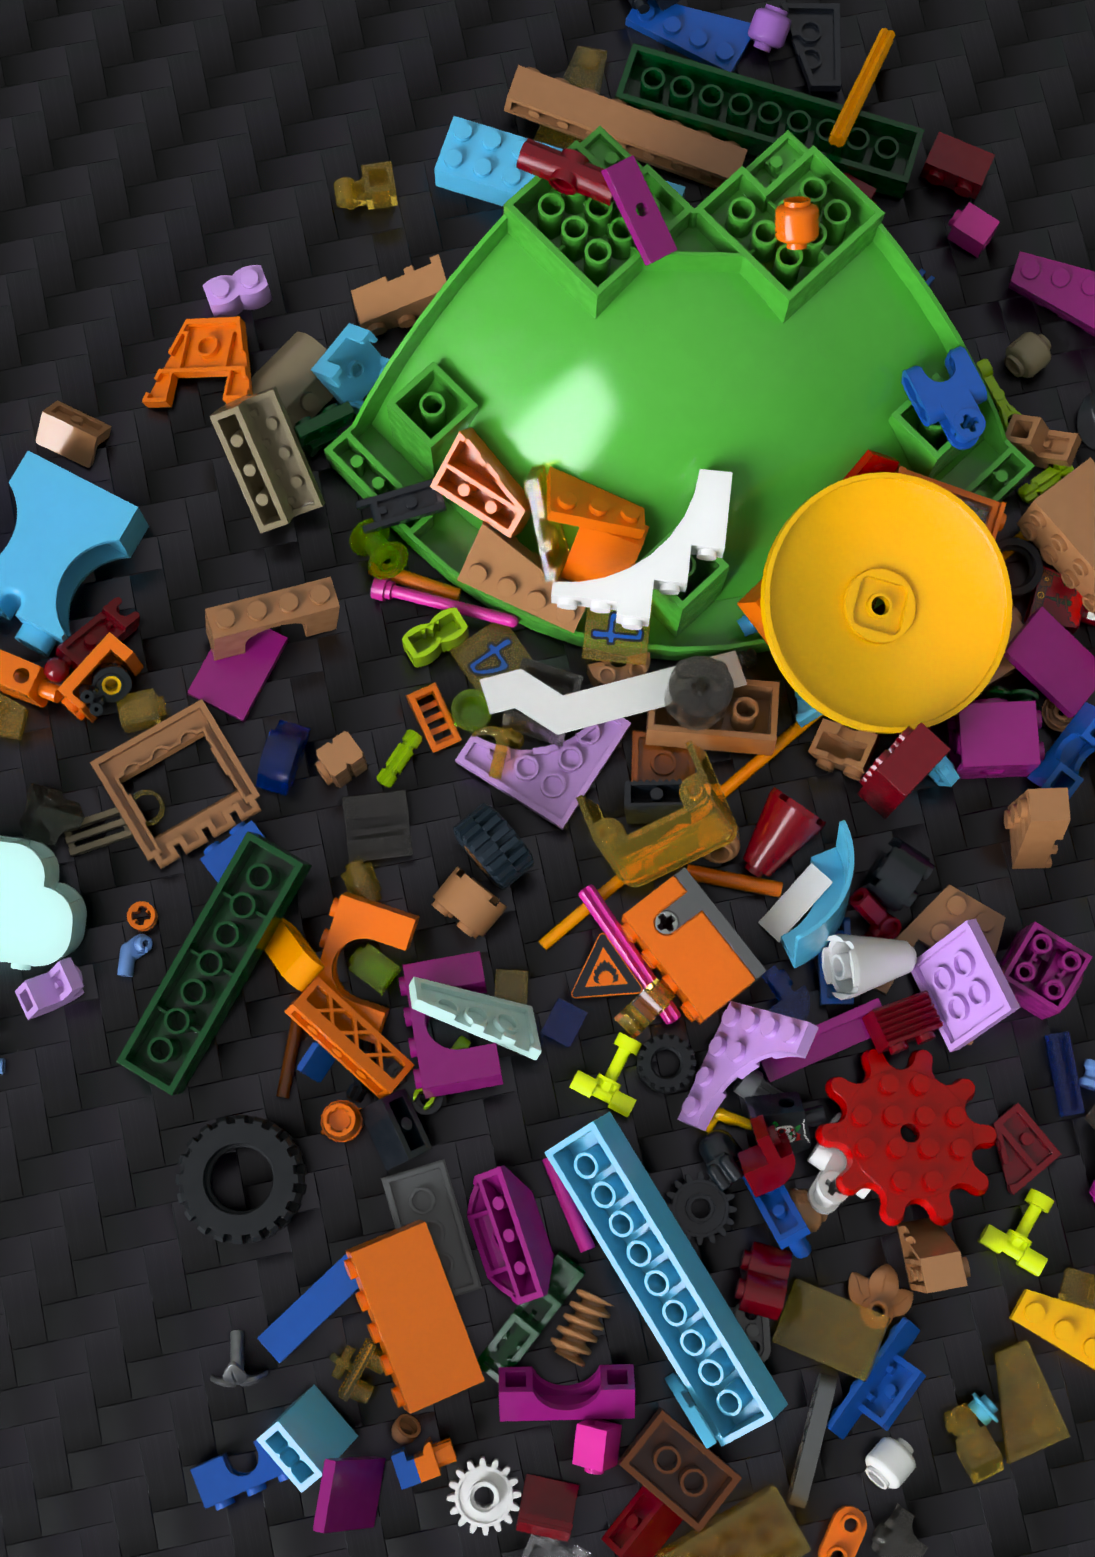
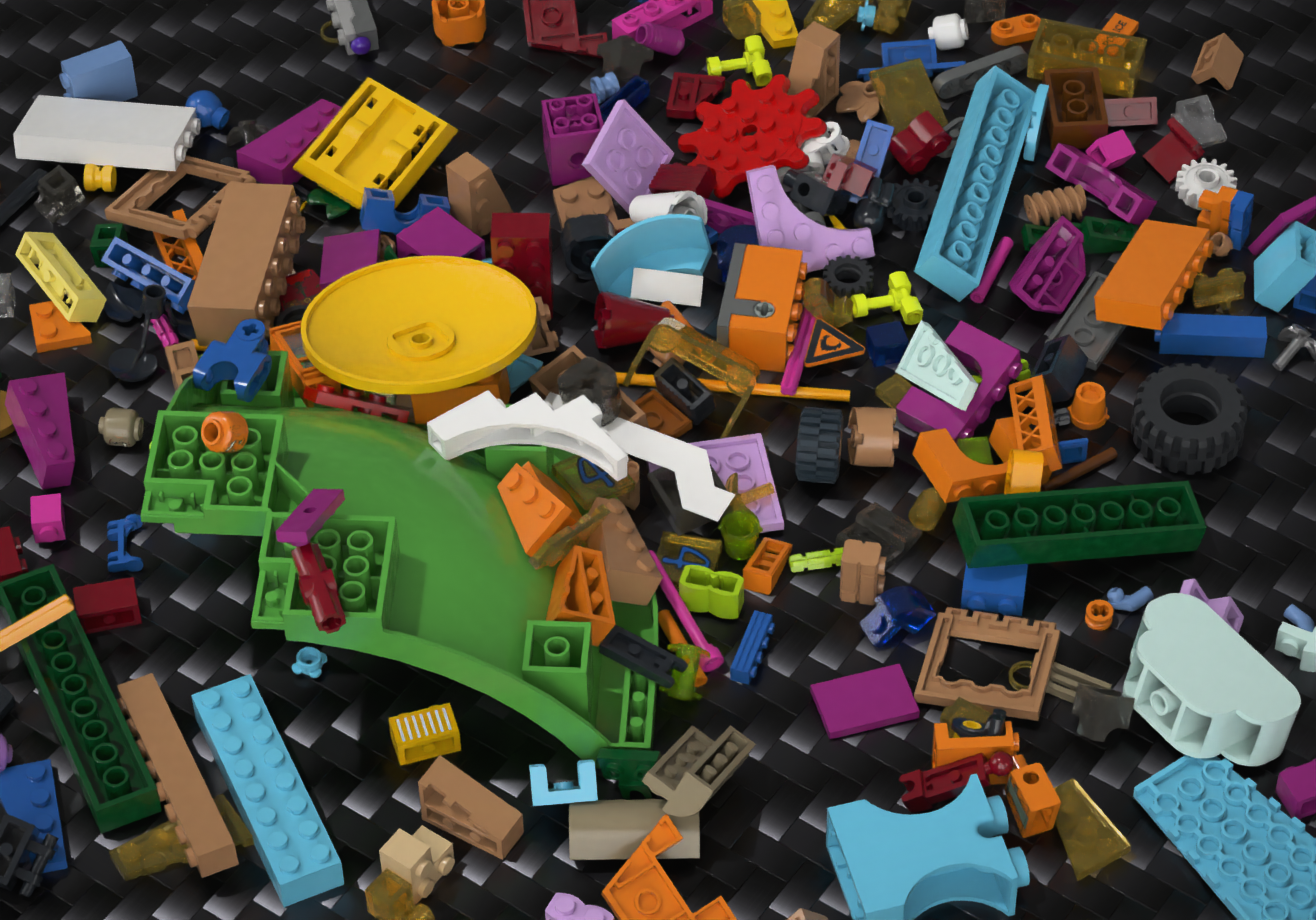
camera: 130 degrees left, 30 degrees down
(235, 622) = (847, 676): medium nougat arch -> none
(366, 633) = (751, 647): none -> blue piece
(390, 218) = (418, 859): none -> tan brick

